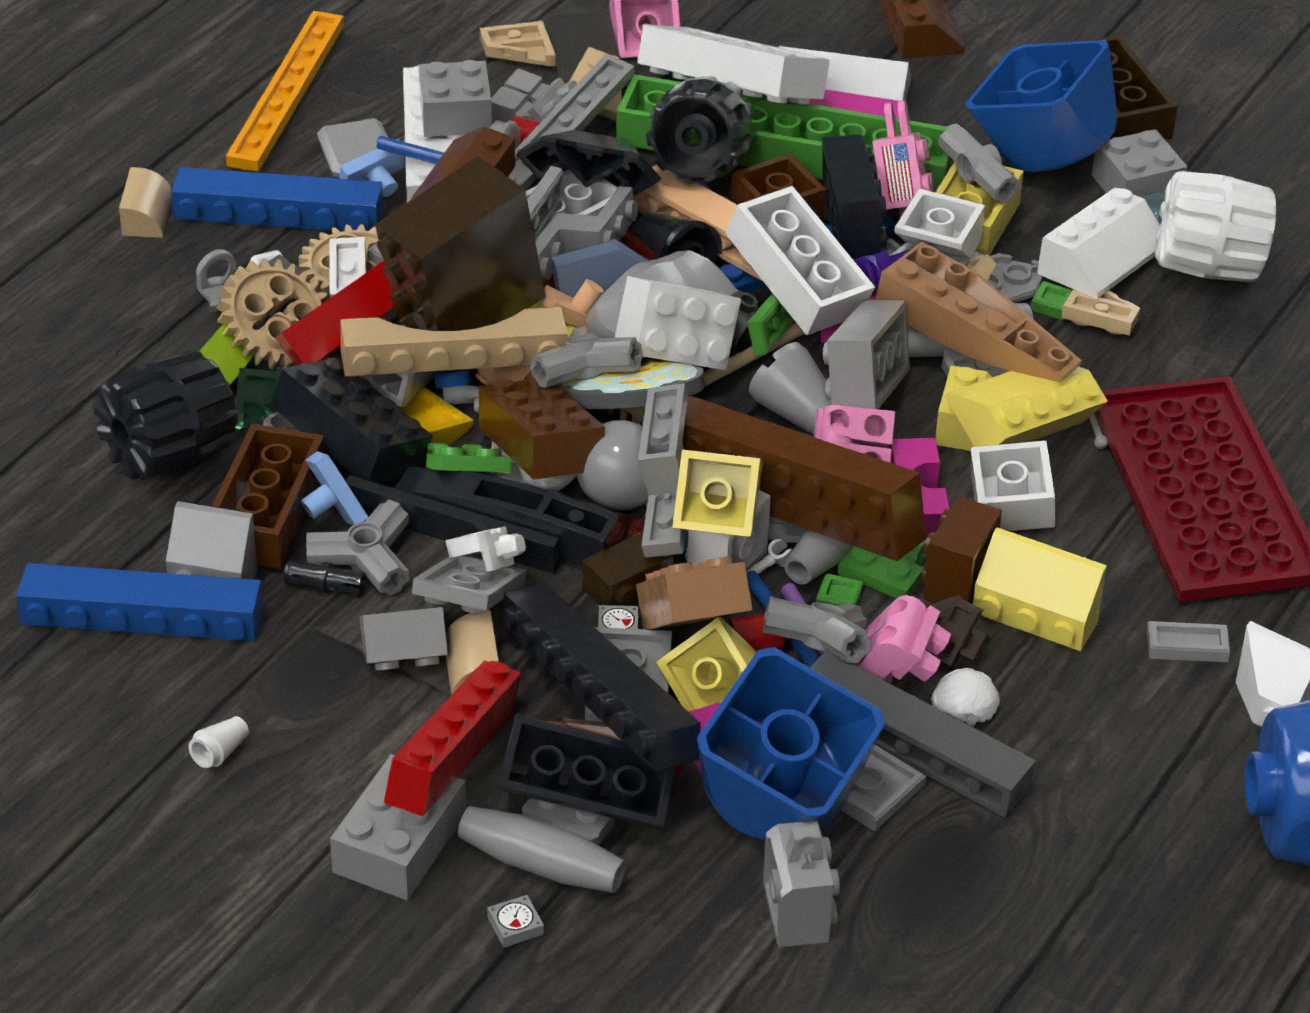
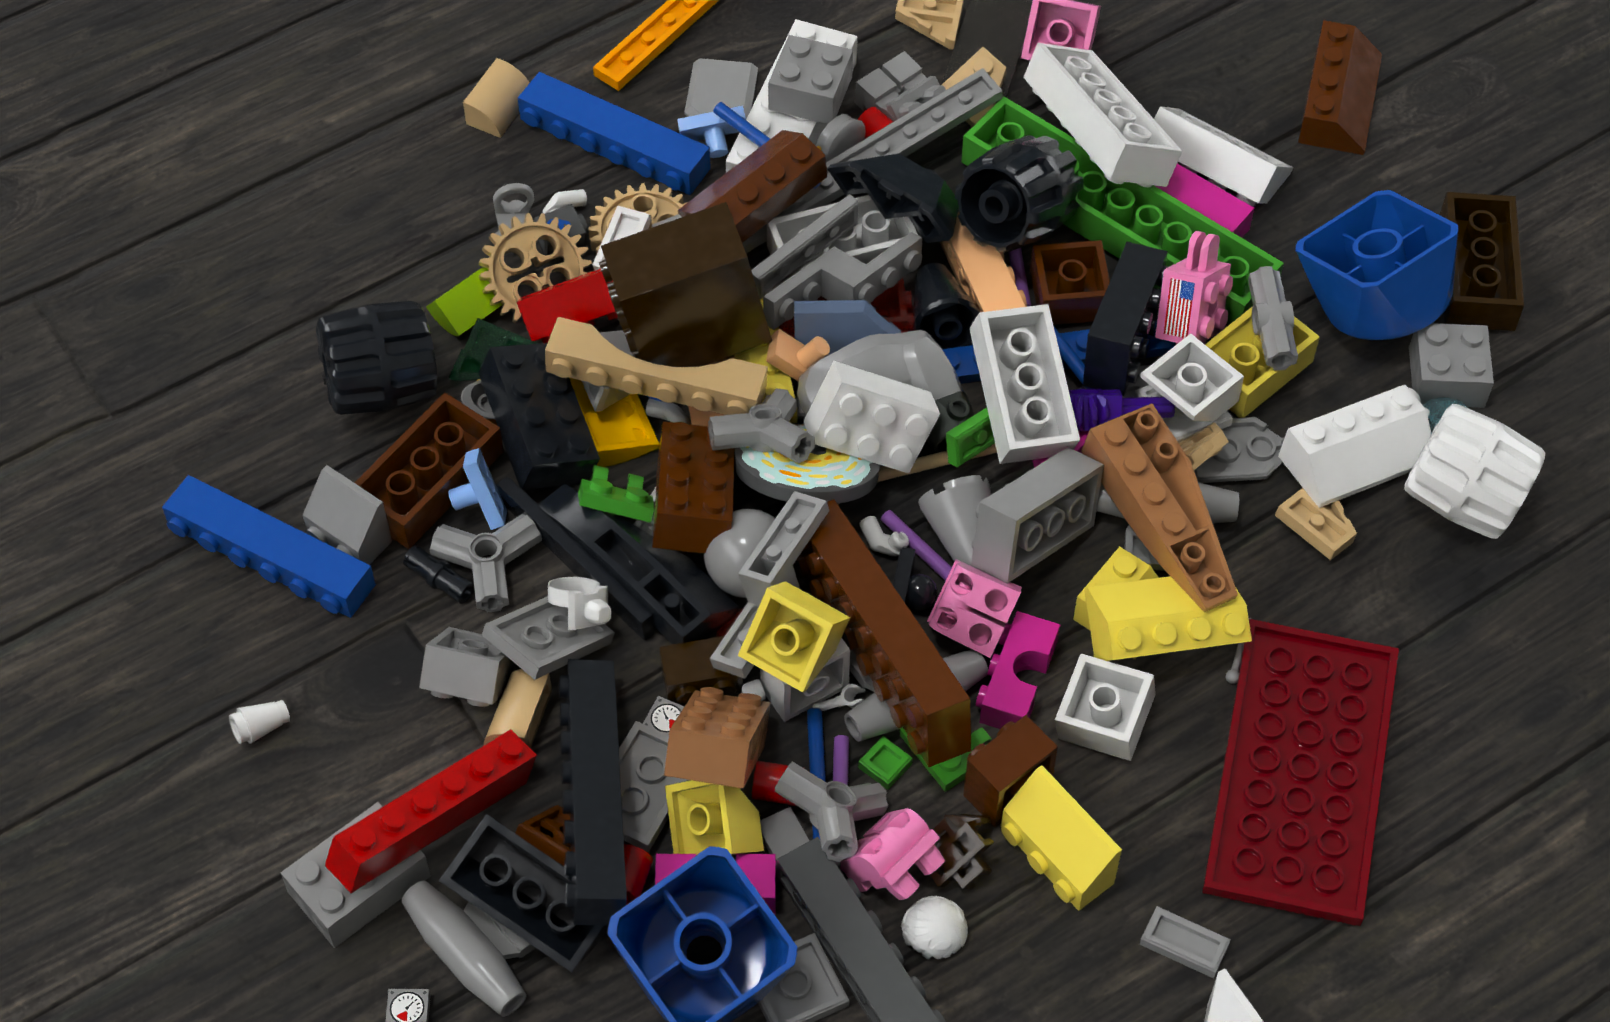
camera: 25 degrees right, 15 degrees up
(1050, 299) = (1277, 487): bright green tile -> none

